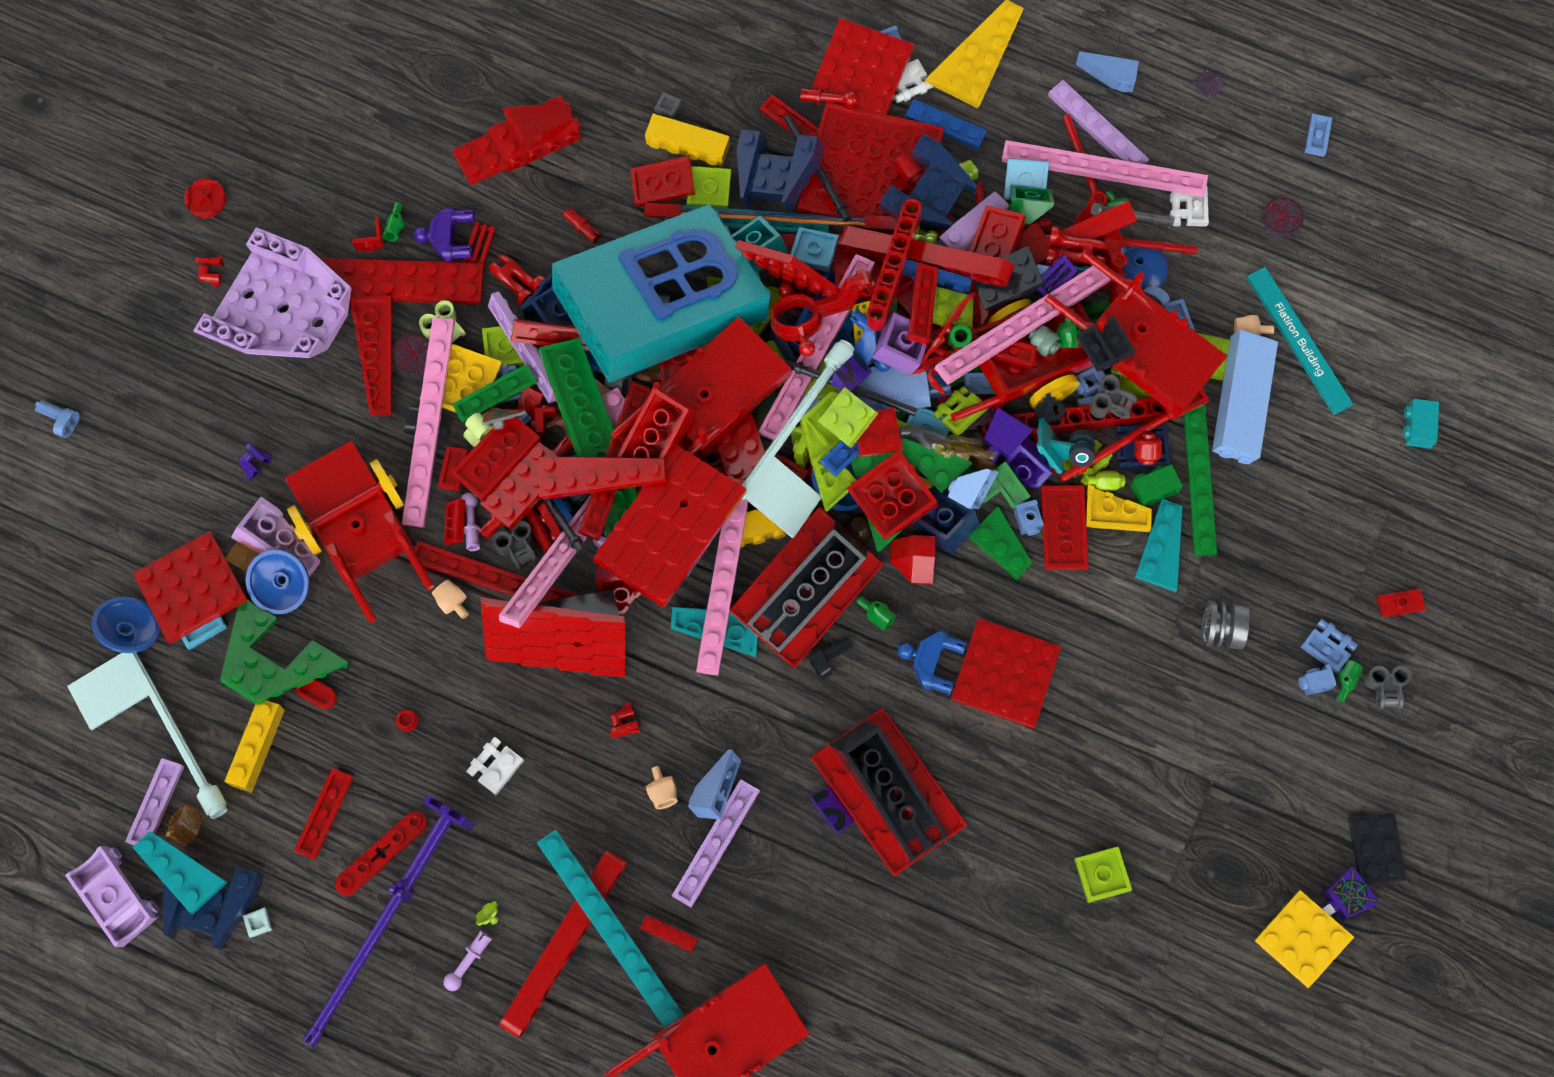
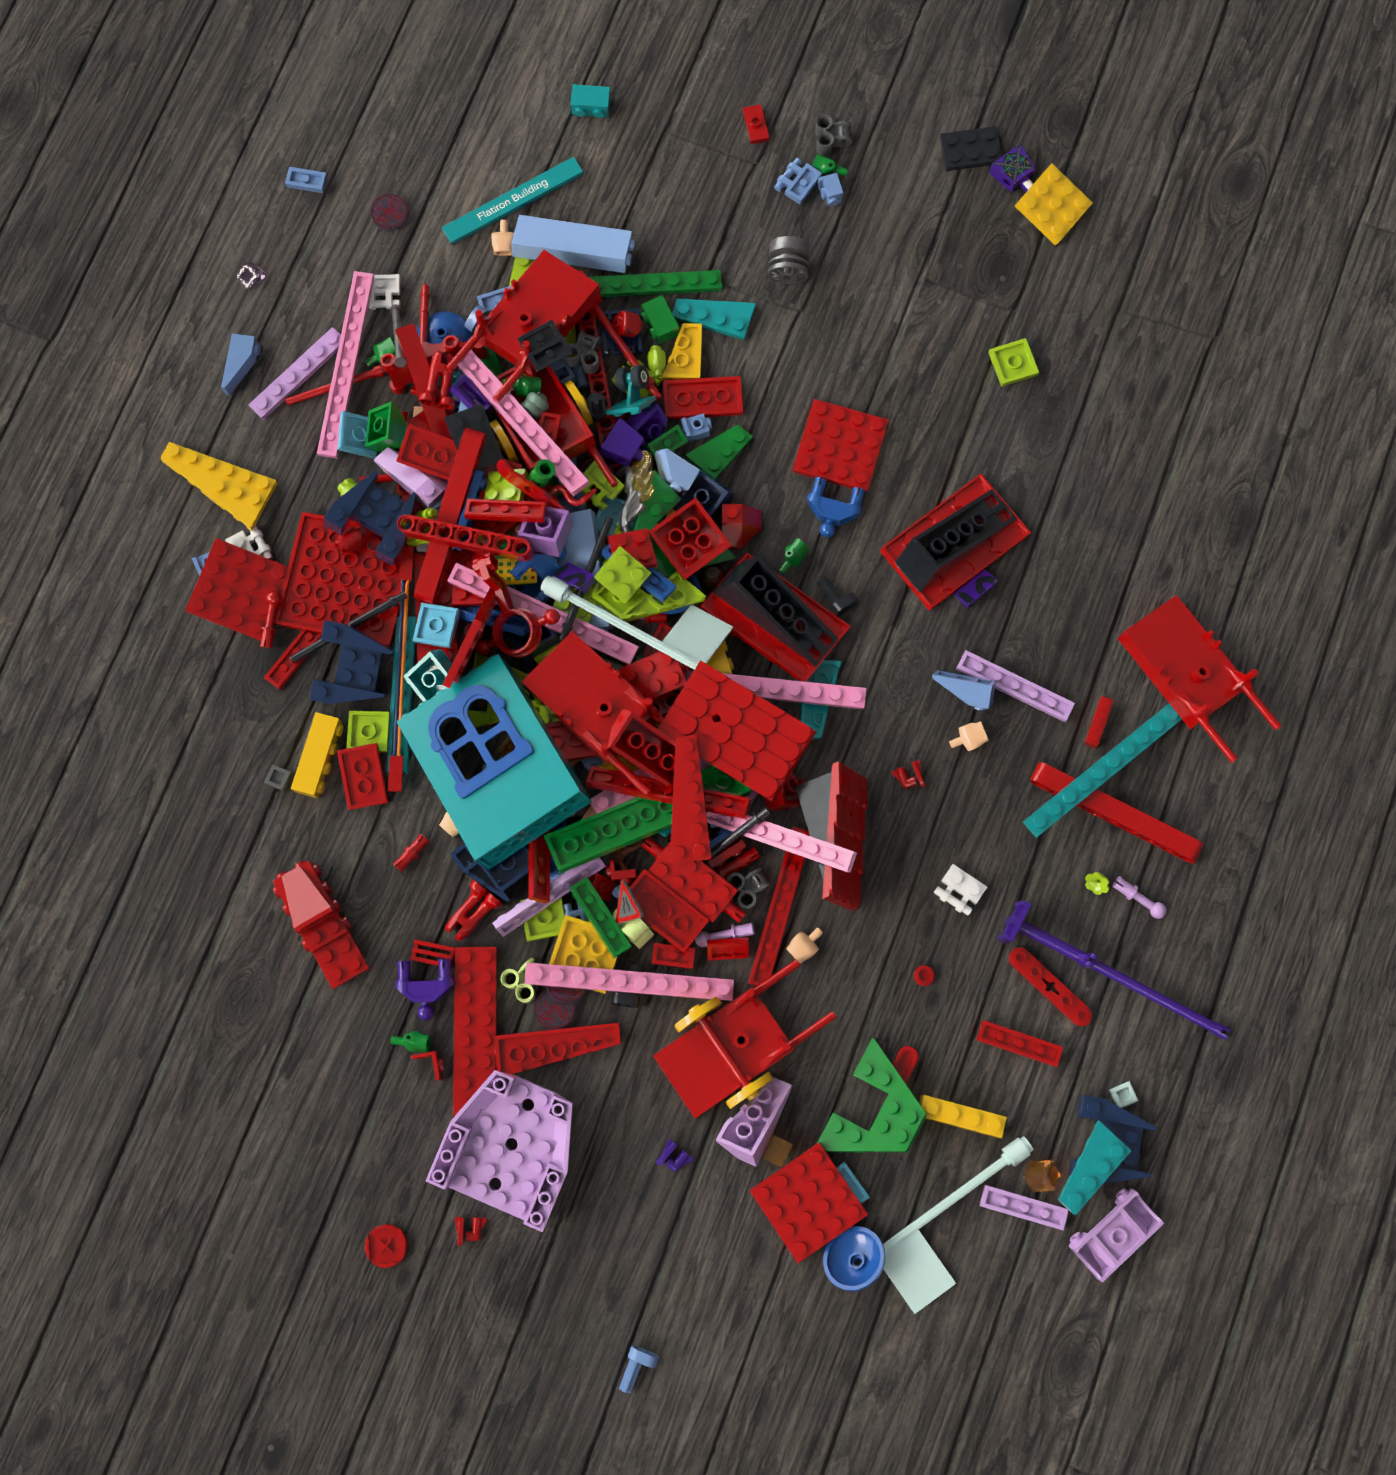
camera: 90 degrees left, 5 degrees up
(265, 582) = (810, 1116): blue dish -> none
(801, 452) = (644, 624): lime bracket -> none
(953, 127) = (300, 502): blue plate -> none

